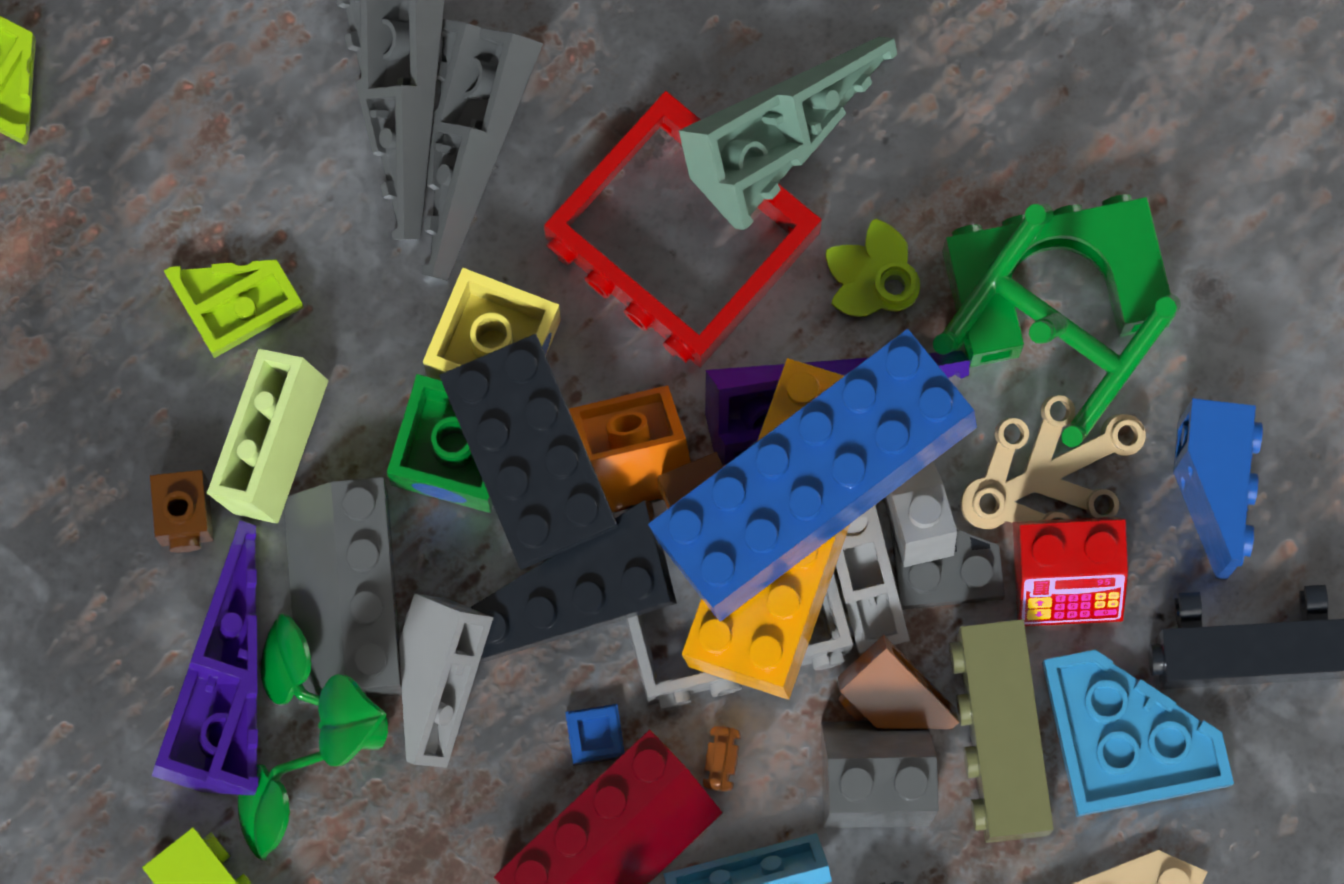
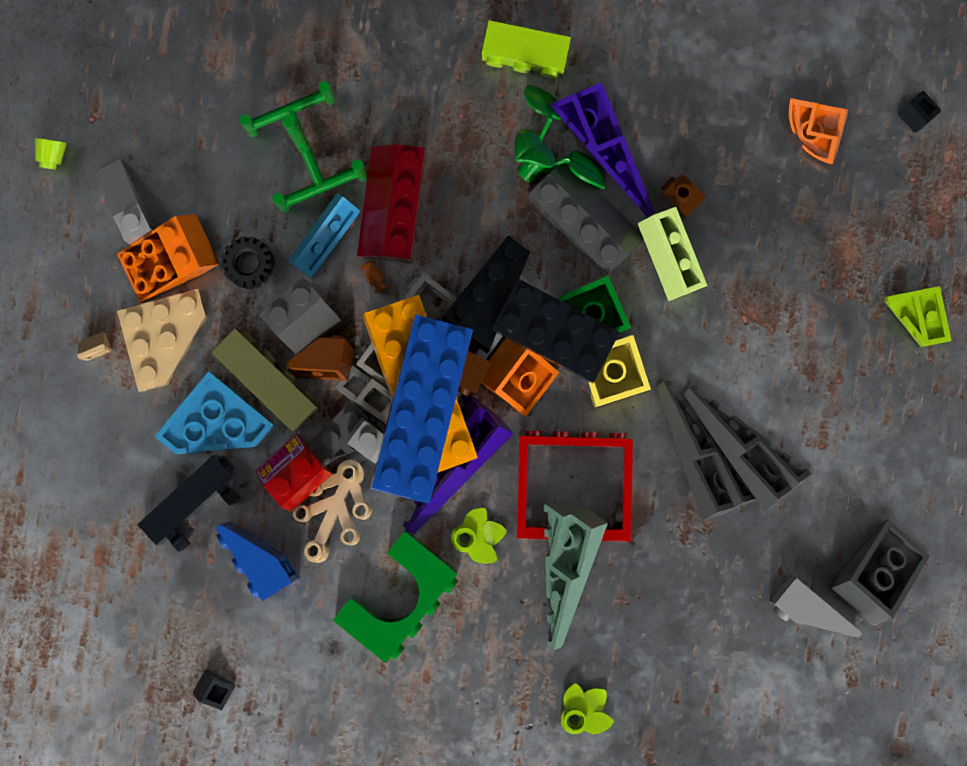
camera: 145 degrees right, 10 degrees up
(234, 300) = (737, 302): lime wing -> none
(437, 669) = (519, 215): light grey slope -> none
(595, 734) = (435, 245): blue tile -> none
(1052, 324) = (375, 569): green piece -> none

